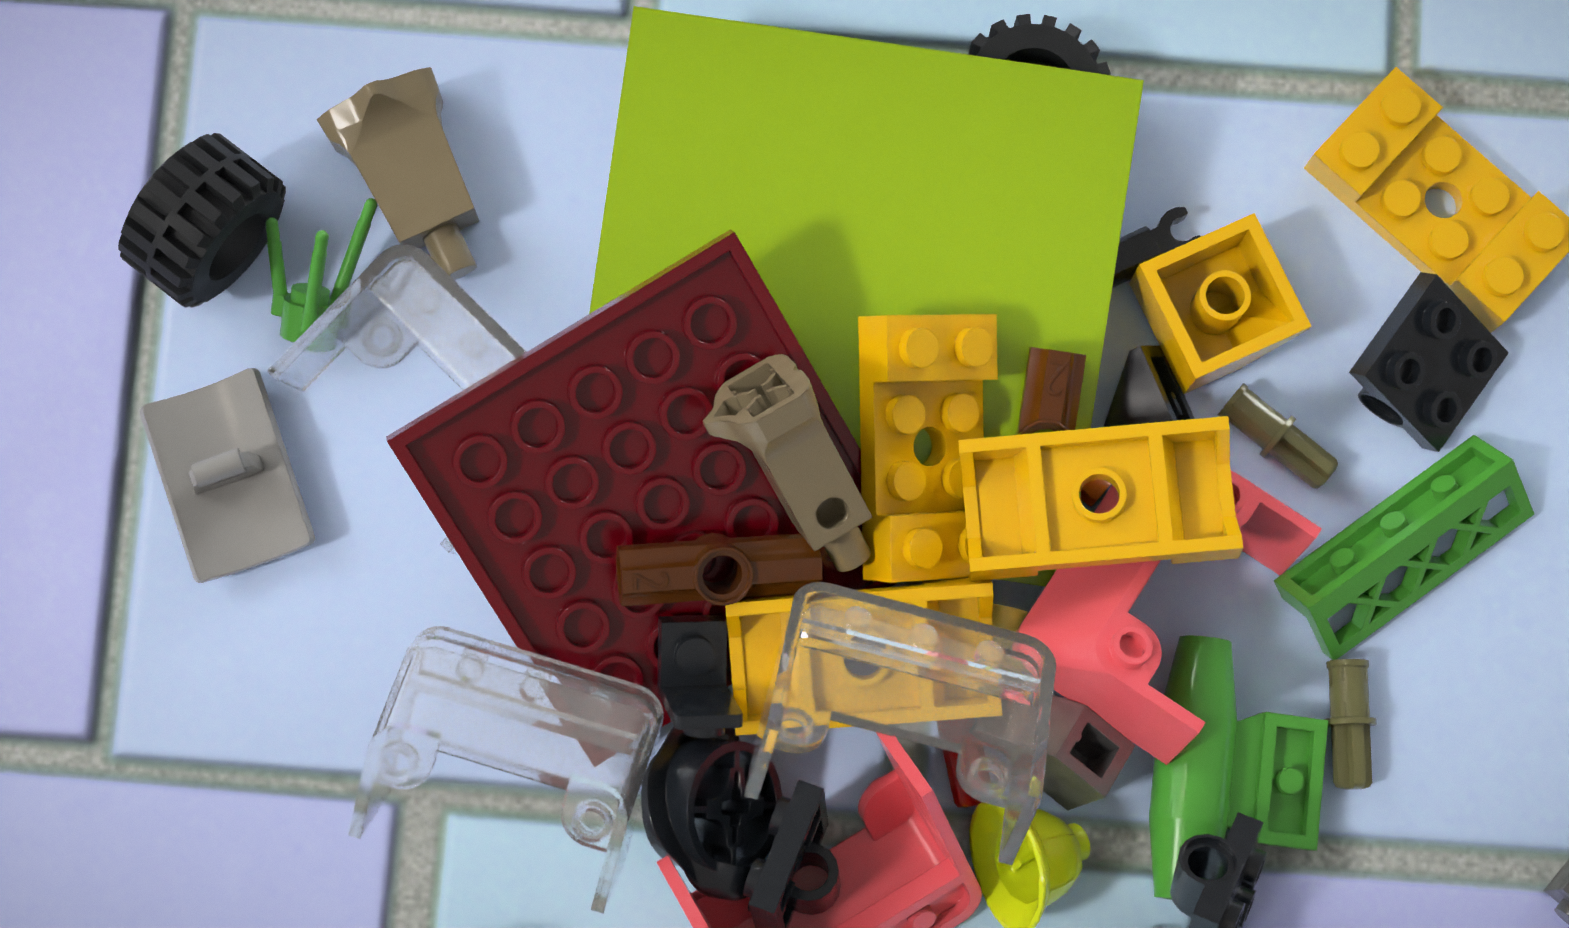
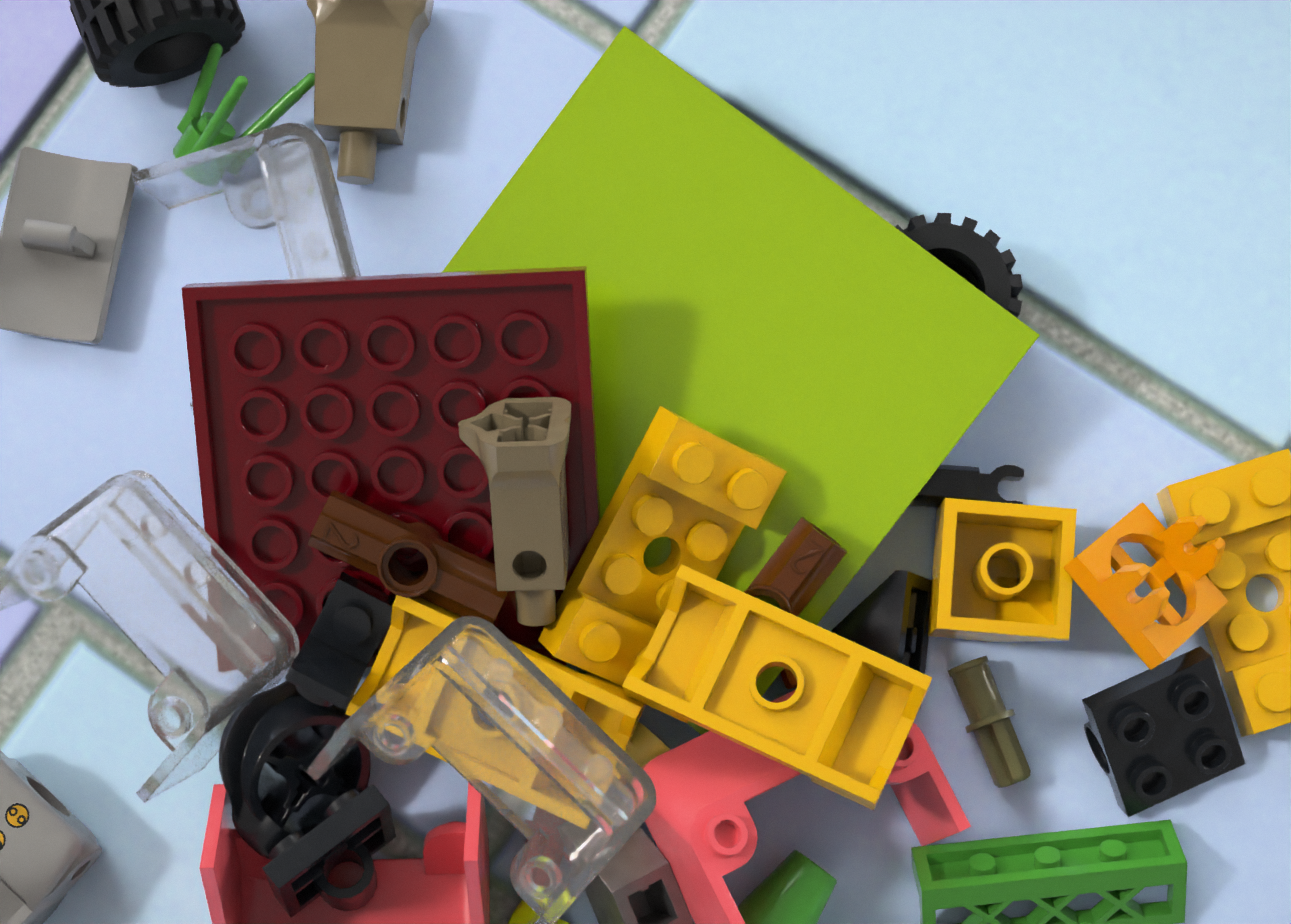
camera: 35 degrees right, 0 degrees up
(1323, 256) = (1175, 559): none -> light orange piece

